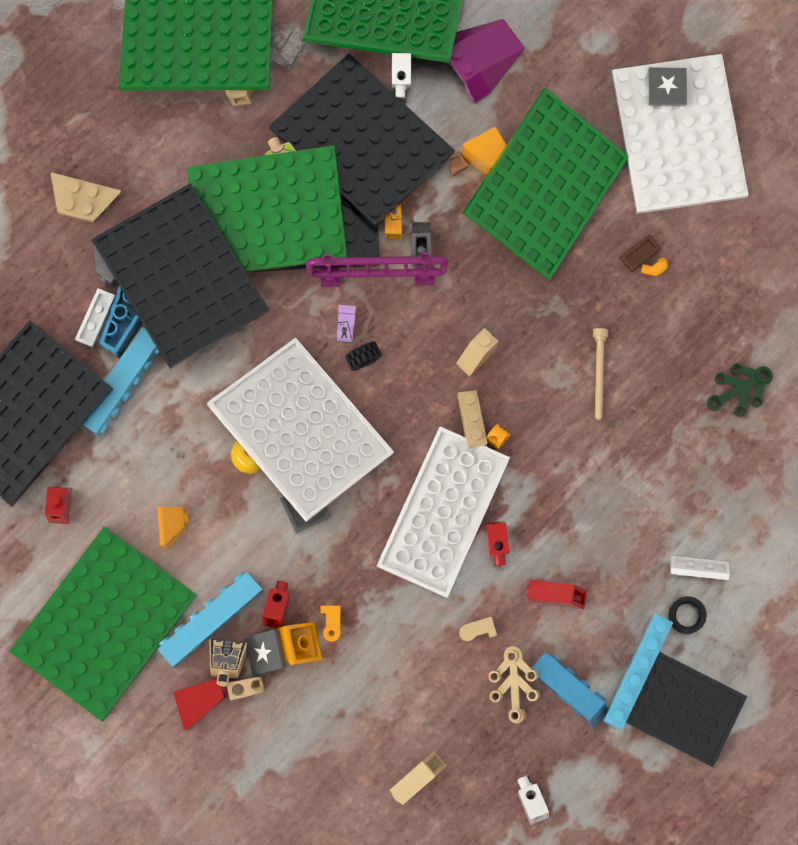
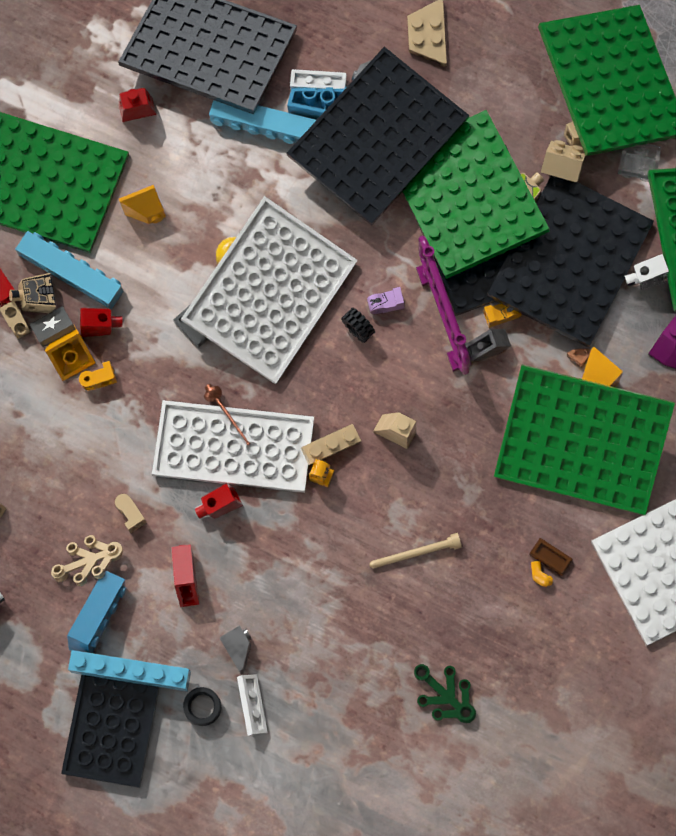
camera: 80 degrees right, 5 degrees down
(265, 112) = (563, 160): none -> tan brick
(386, 514) = (213, 394): none -> copper sword
(641, 565) = (237, 646): none -> flat silver slope

